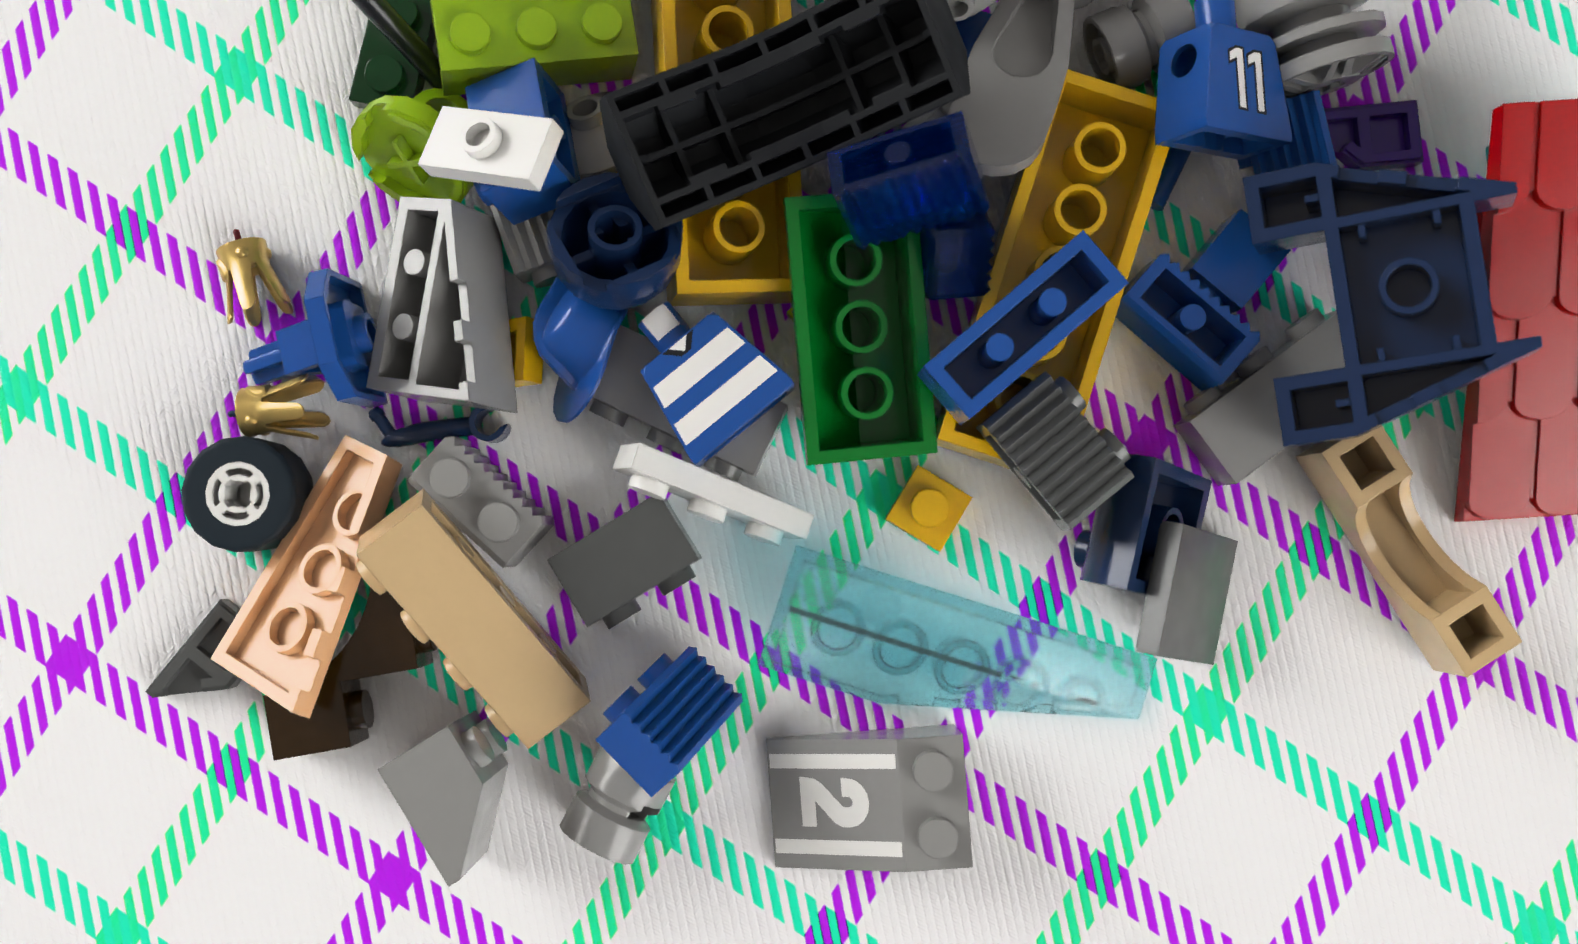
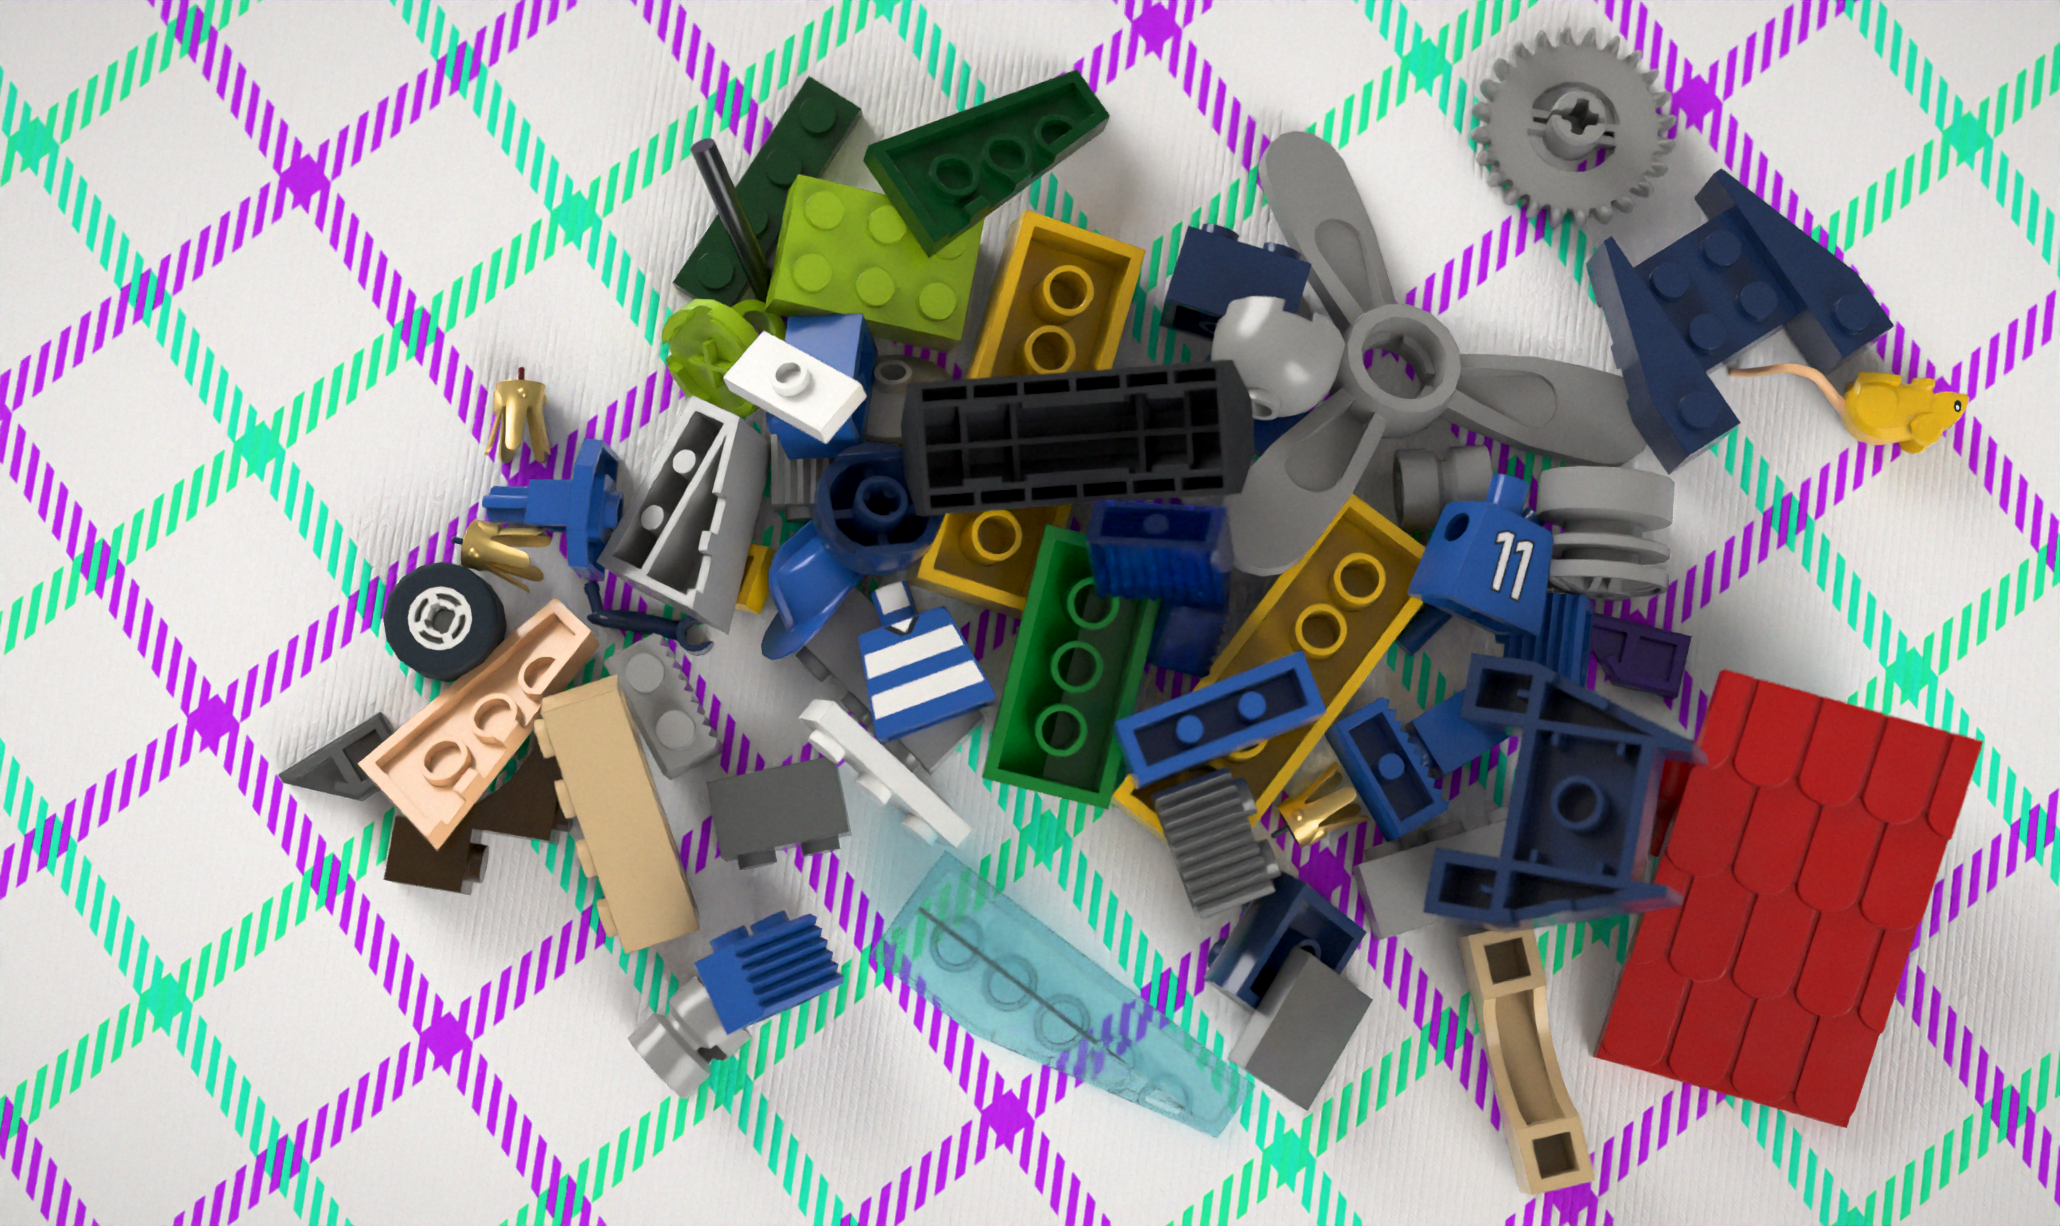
camera: 15 degrees right, 5 degrees down
(452, 791) = (542, 965): light grey slope -> none
(870, 800) = (928, 1120): light grey slope -> none
(928, 508) = (1085, 863): yellow plate -> none
(1126, 396) = (1319, 812): none -> pearl gold piece

